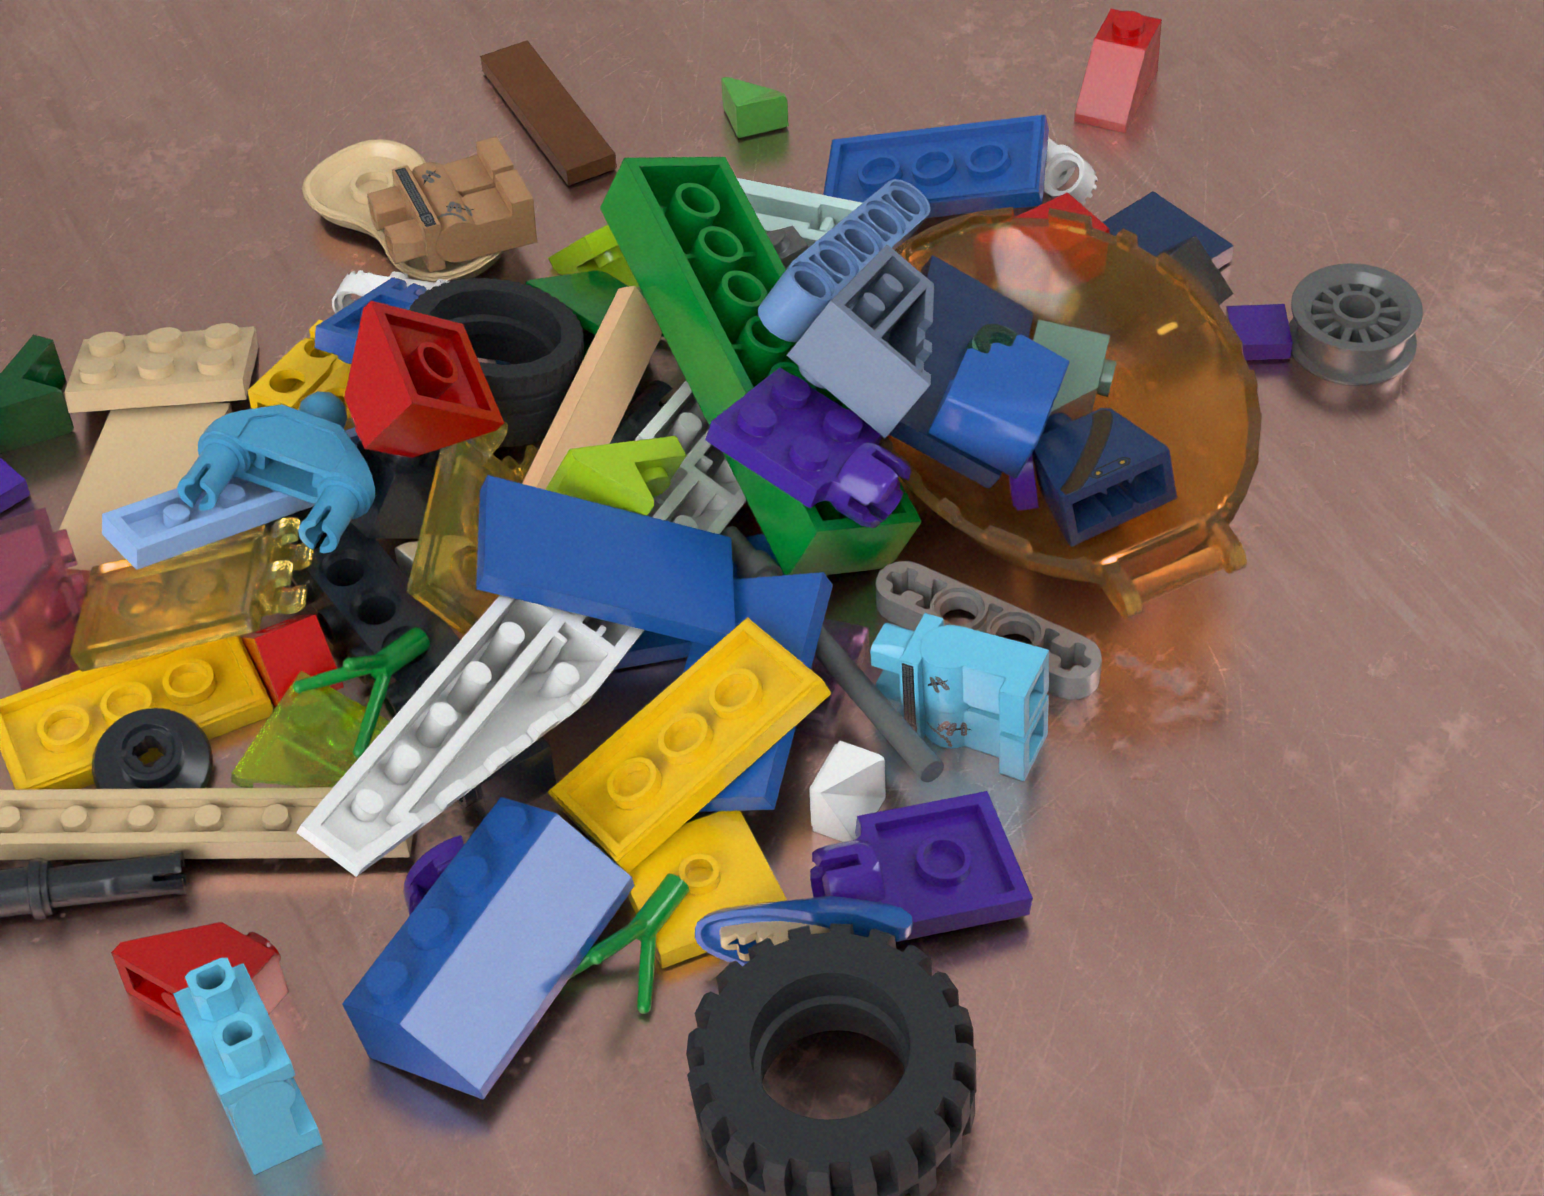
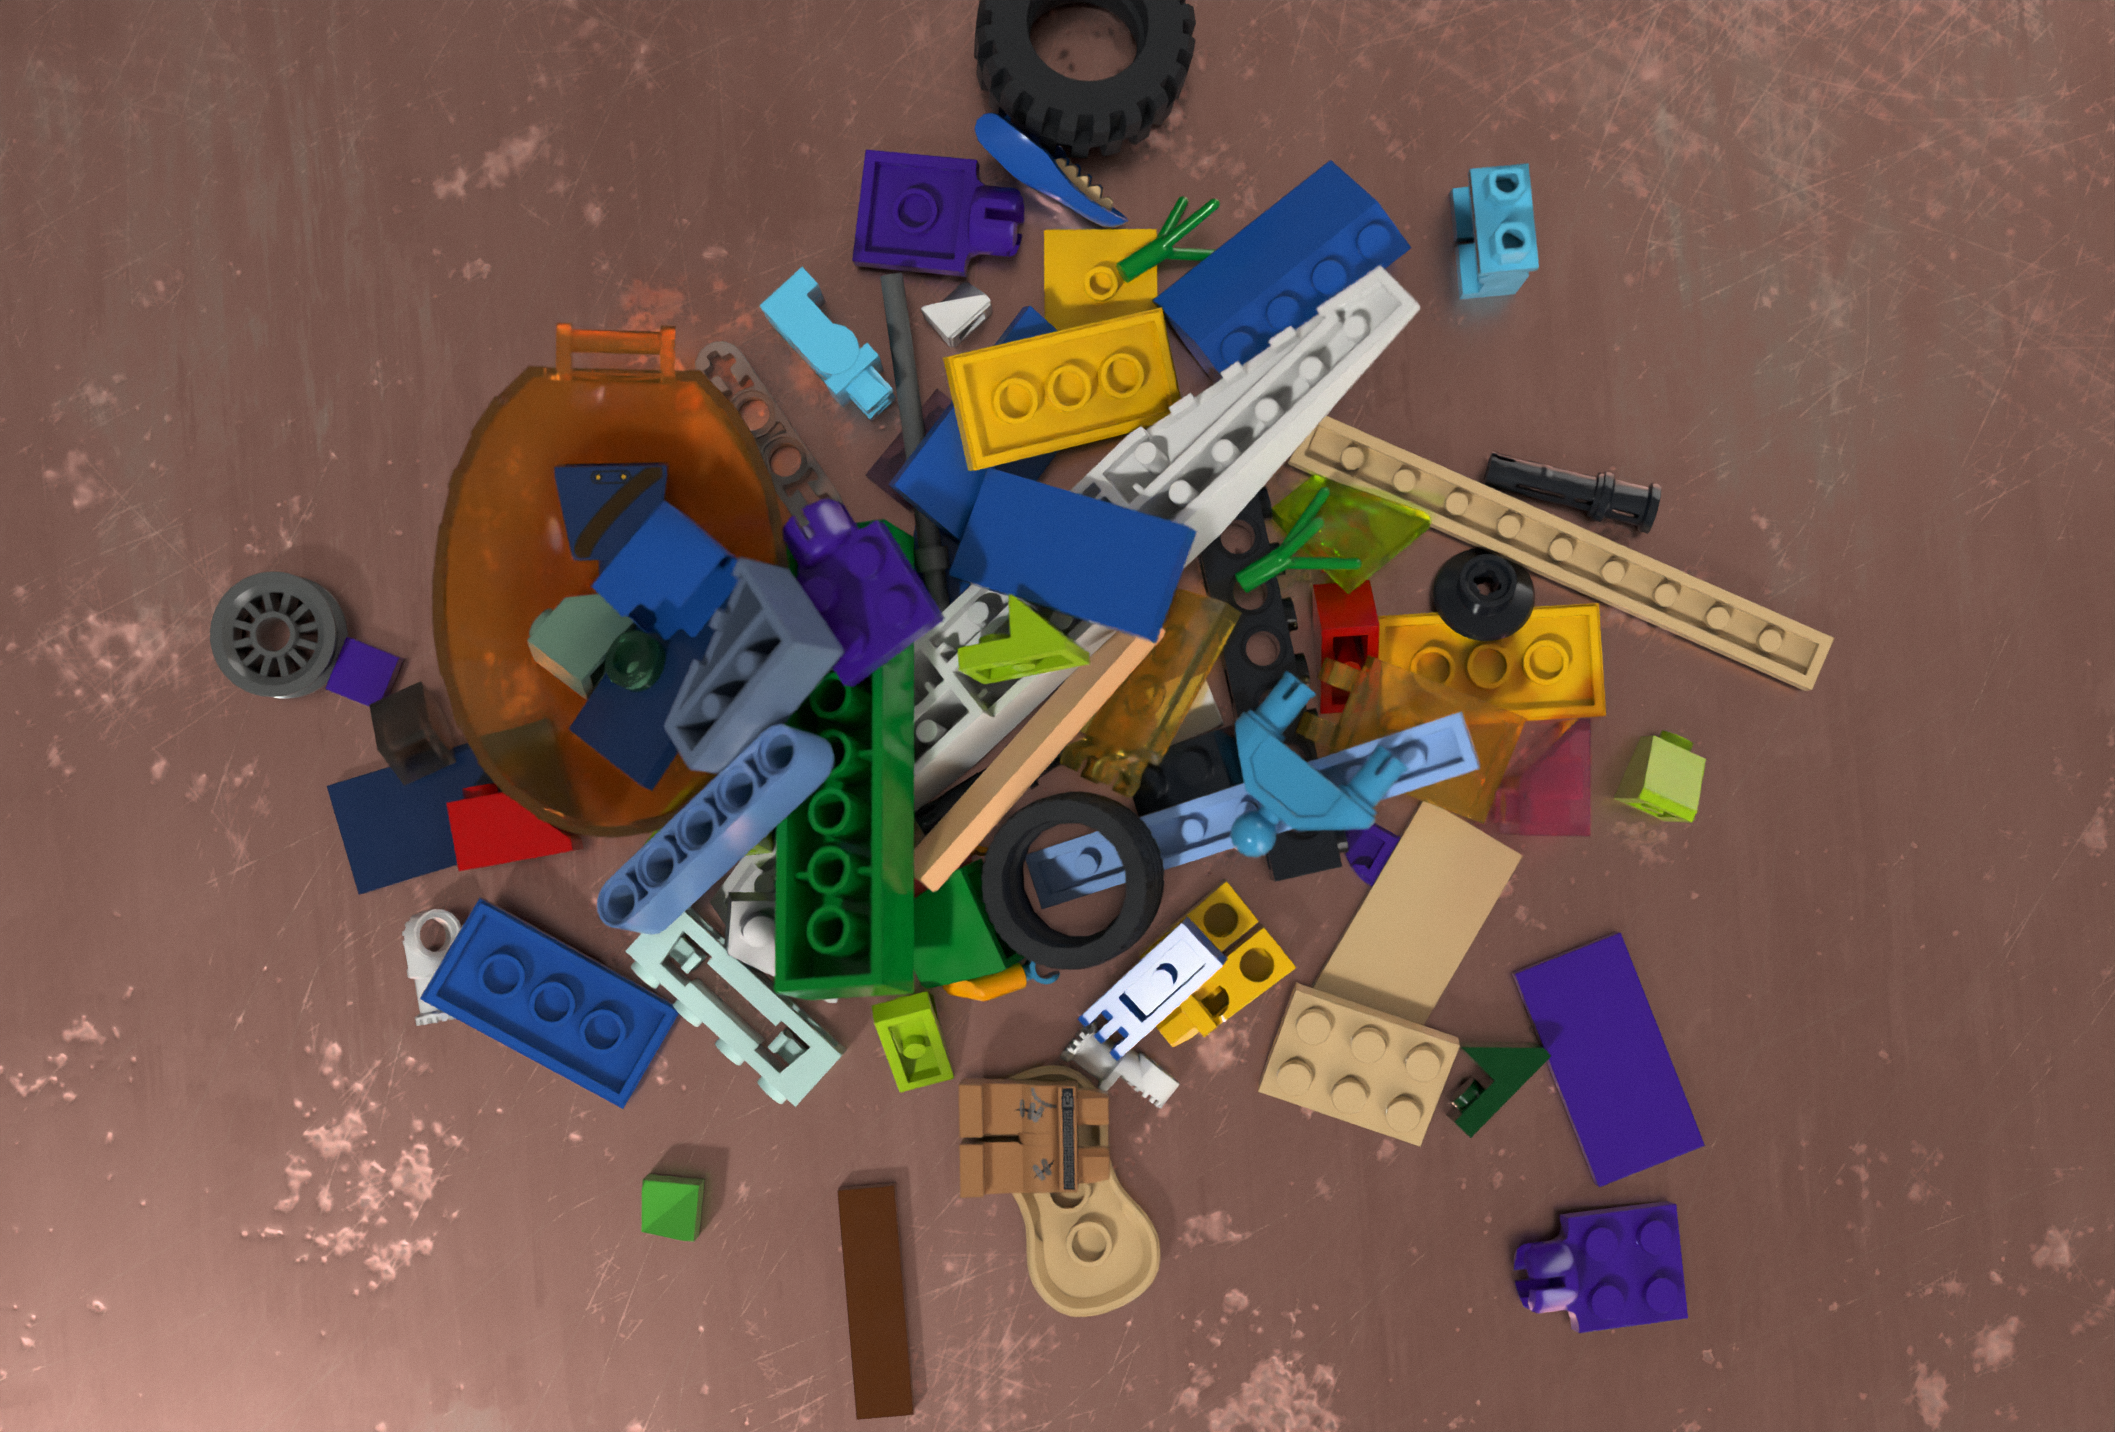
camera: 155 degrees left, 40 degrees up
(158, 964) = (1498, 348): red slope -> none
(416, 383) = (1165, 789): red slope -> none
(1119, 70) = (300, 1078): slope -> none

